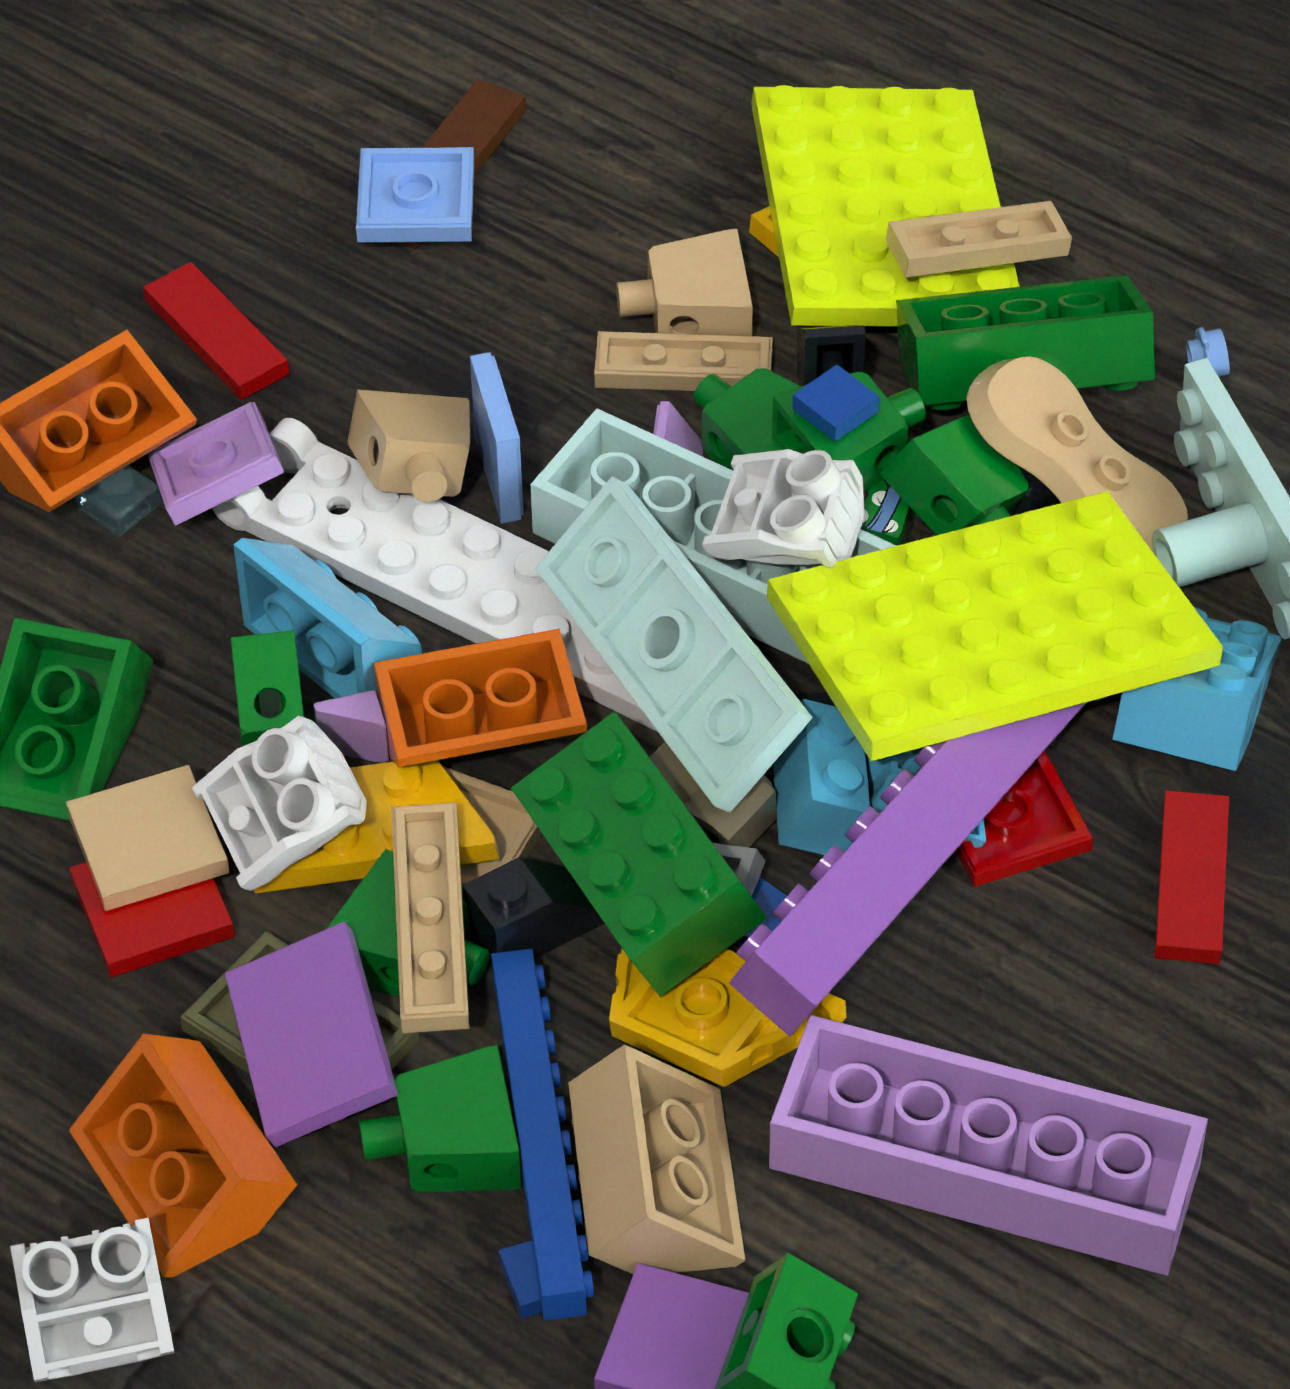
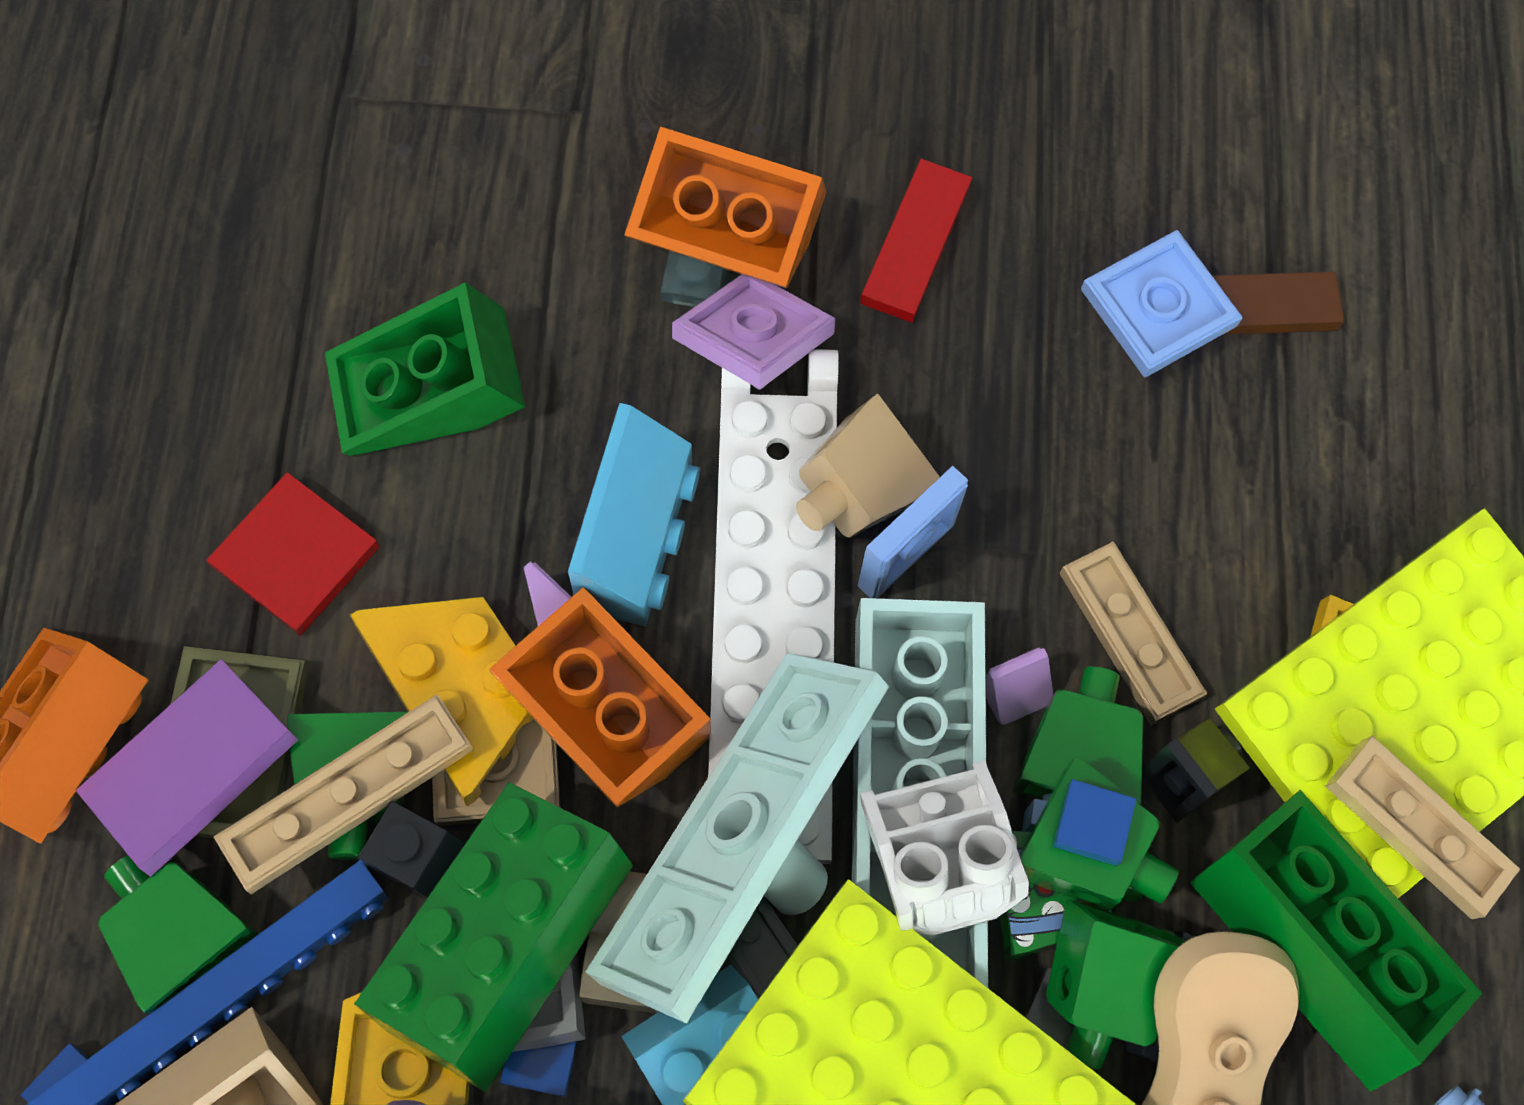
camera: 55 degrees right, 20 degrees up
(147, 838) = (337, 514): tan tile -> none
(266, 682) = (506, 531): green torso -> none
(281, 799) = (409, 603): white slope -> none
(693, 287) = (1211, 595): tan torso -> none

